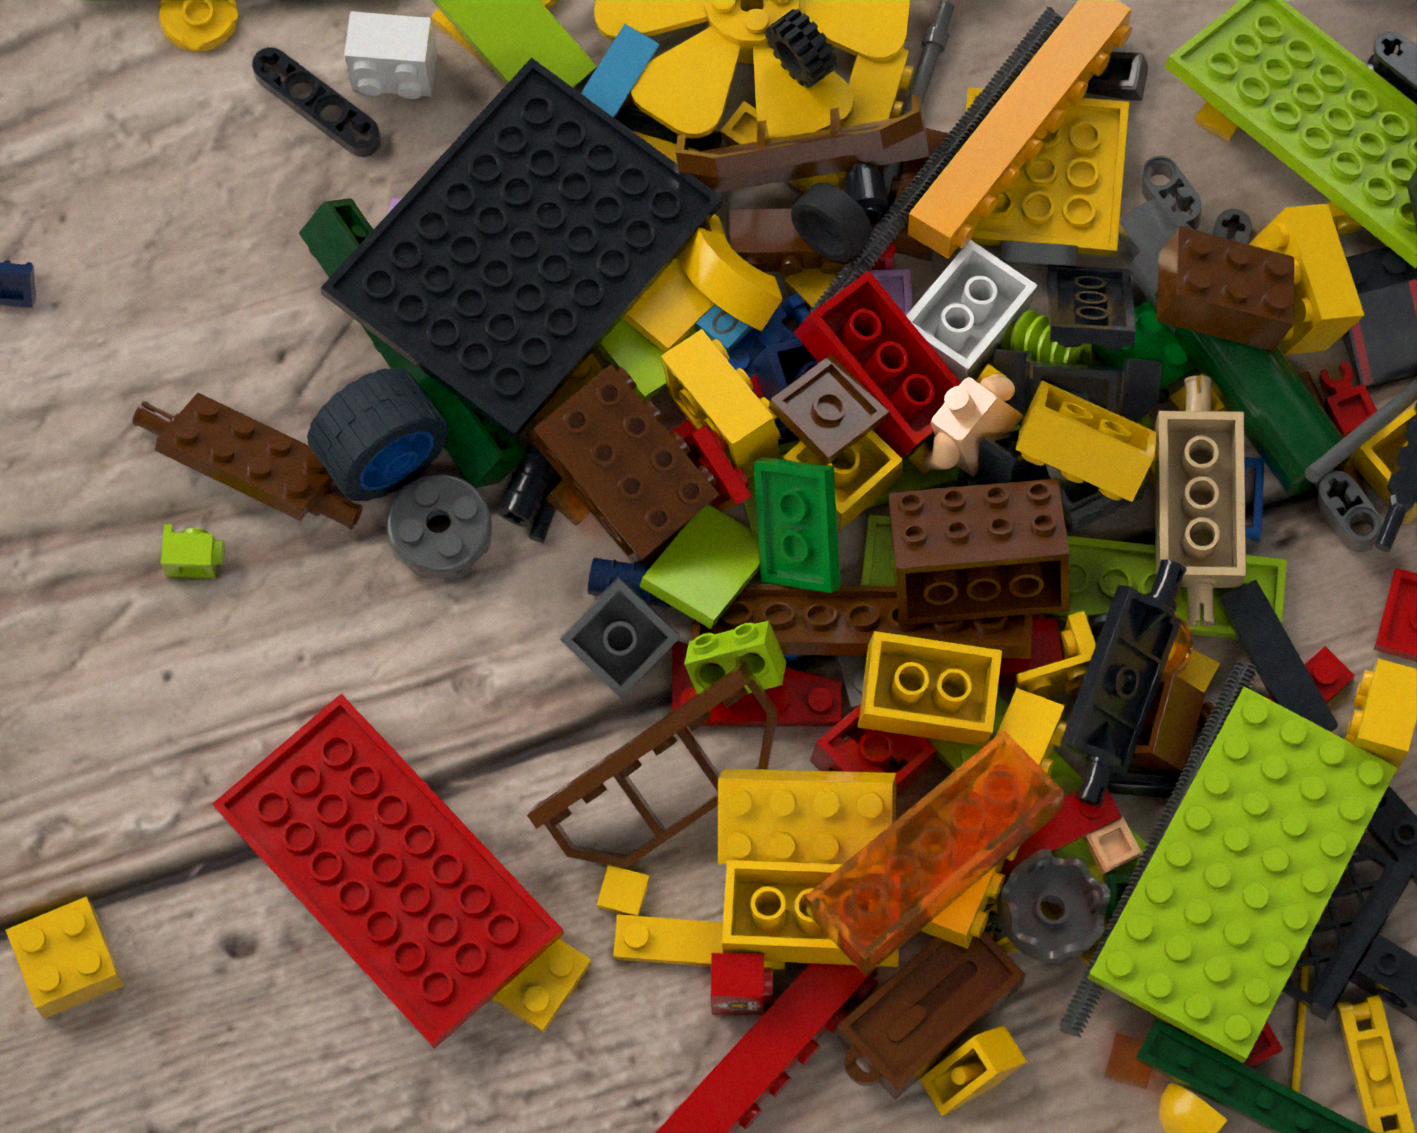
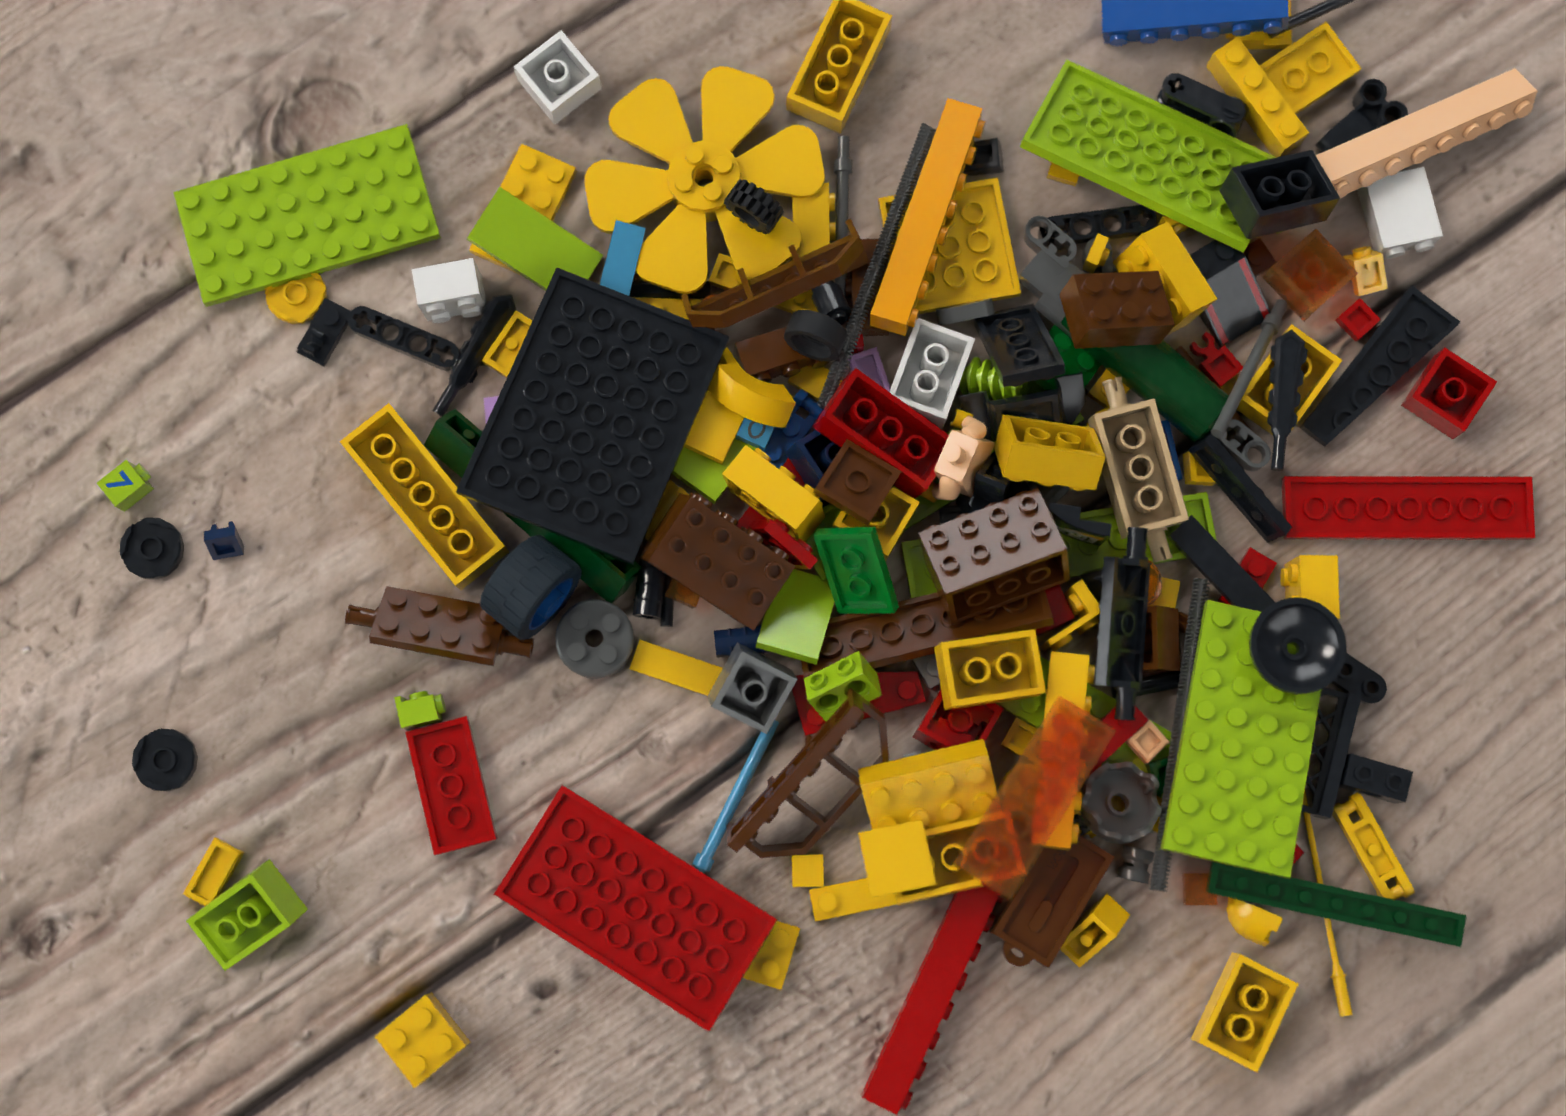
camera: 20 degrees left, 10 degrees up
(201, 657) = (451, 785): none -> red plate
(218, 69) = (324, 332): none -> black plate
(278, 292) = (424, 497): none -> yellow brick
(419, 123) = (484, 333): none -> black sword
(435, 142) = (507, 344): none -> yellow plate
(495, 838) = (704, 860): none -> dark azure bar
(528, 591) = (674, 668): none -> yellow tile
(737, 884) = (896, 858): none -> yellow tile
(740, 984) = (914, 920): red brick -> none
(1052, 1001) = (1135, 864): none -> dark grey wheel
(1099, 551) = (1069, 524): none -> black slope
(1230, 221) = (1097, 255): none -> yellow plate
(1243, 188) = (1096, 222): none -> black beam
(1287, 529) = (1194, 472): none -> yellow plate
(1330, 564) = (1240, 488): none -> black plate
(1355, 745) = (1317, 639): none -> black dish

